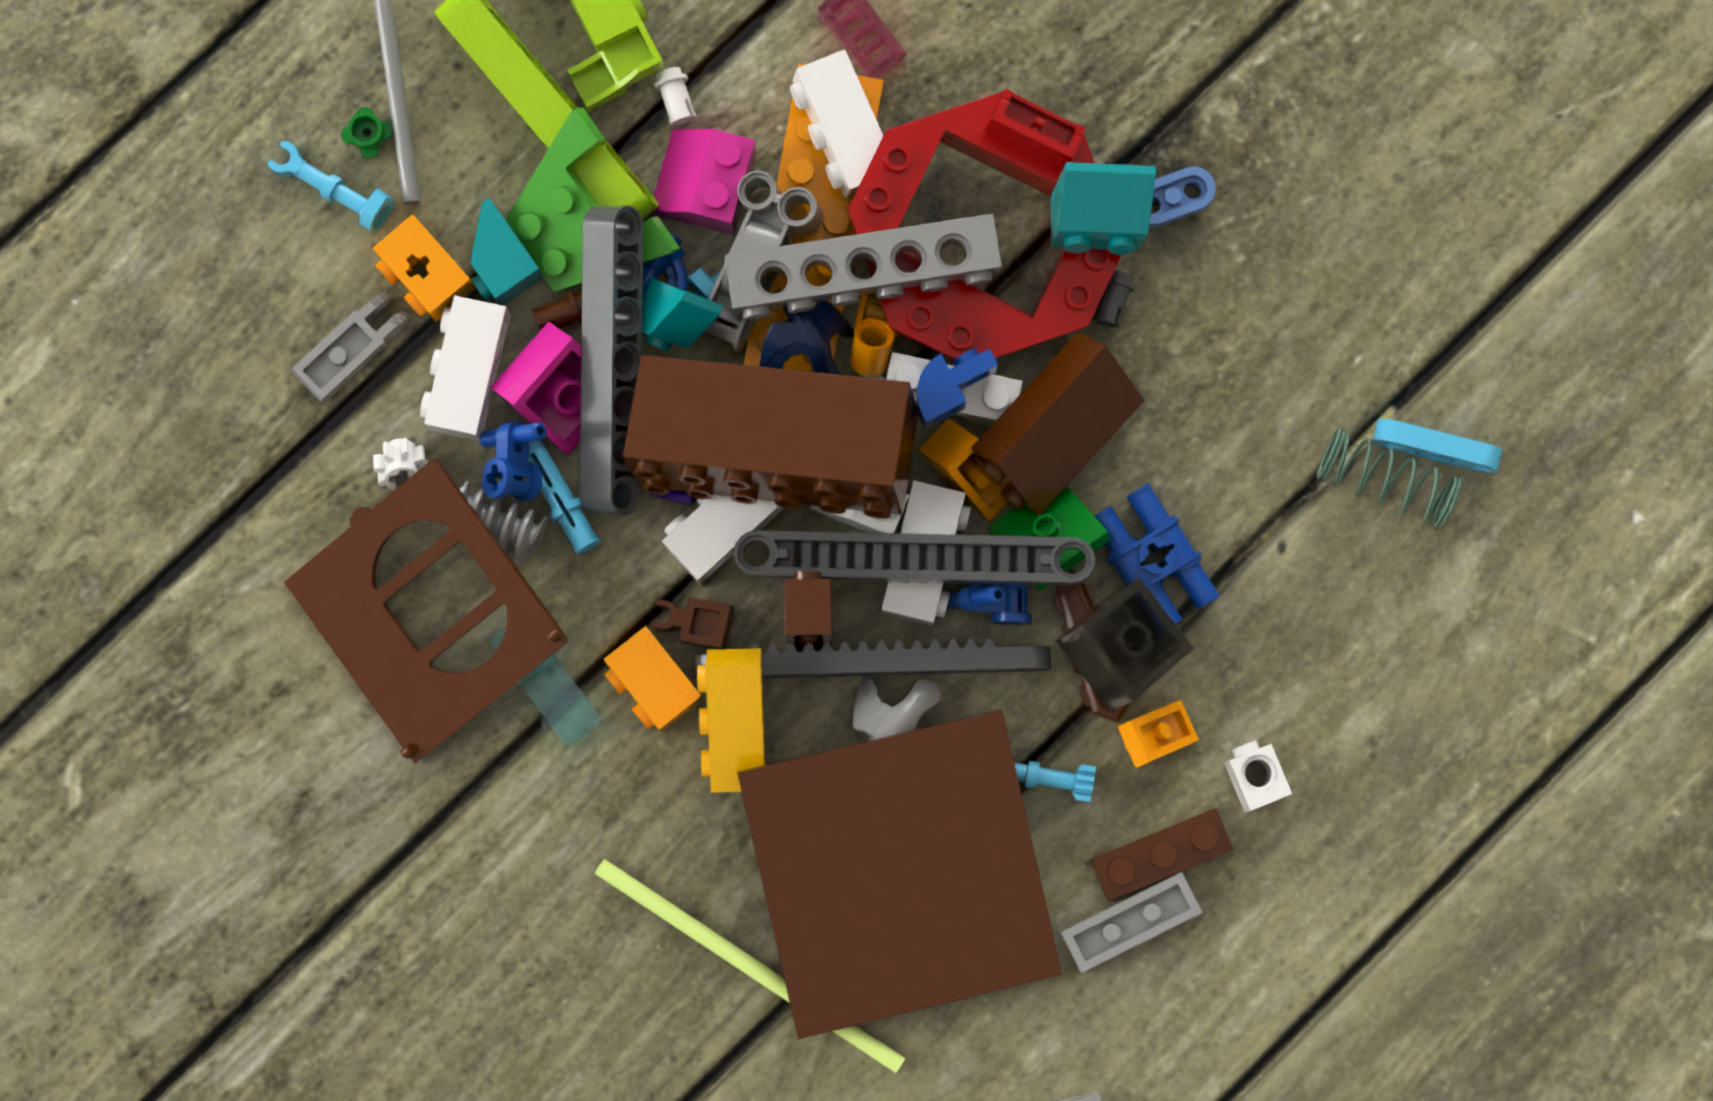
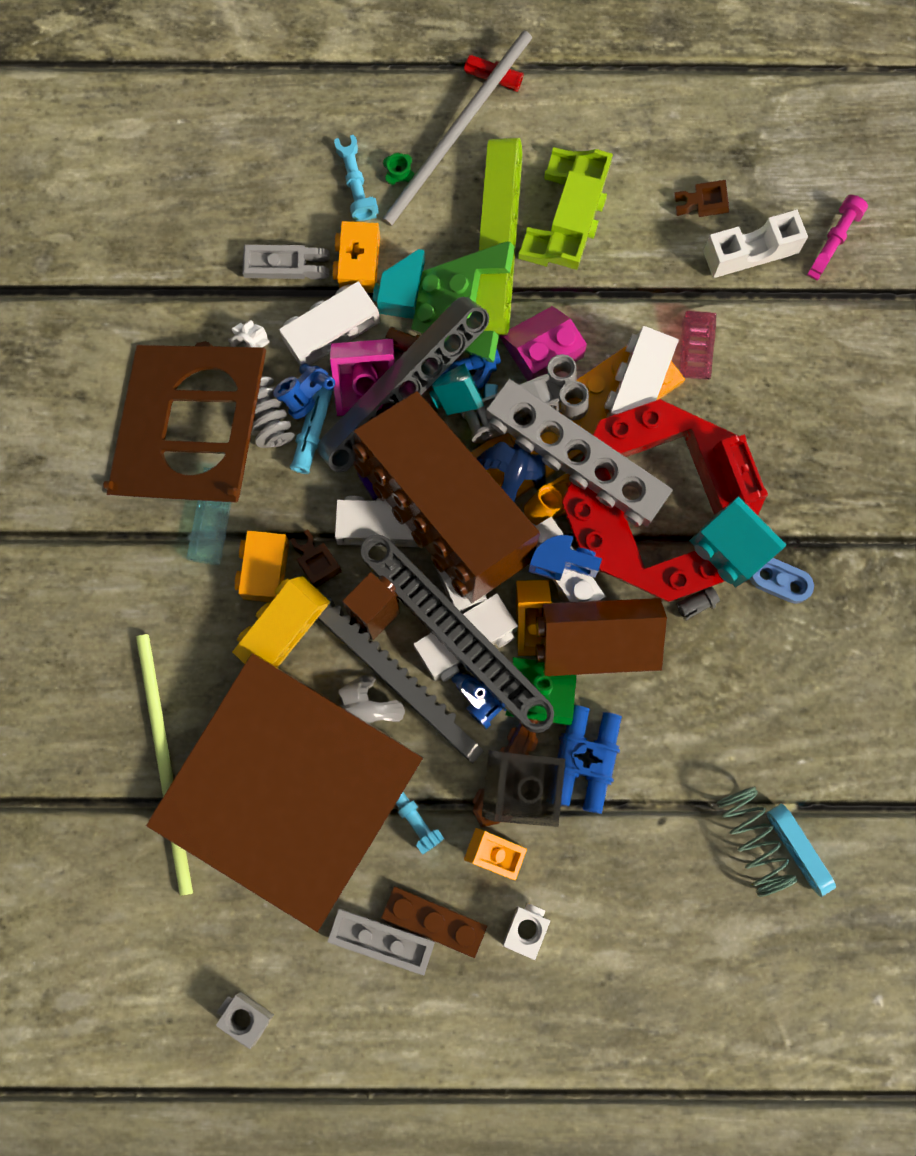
camera: 45 degrees right, 5 degrees down
(675, 95) = (567, 294): white pin -> none

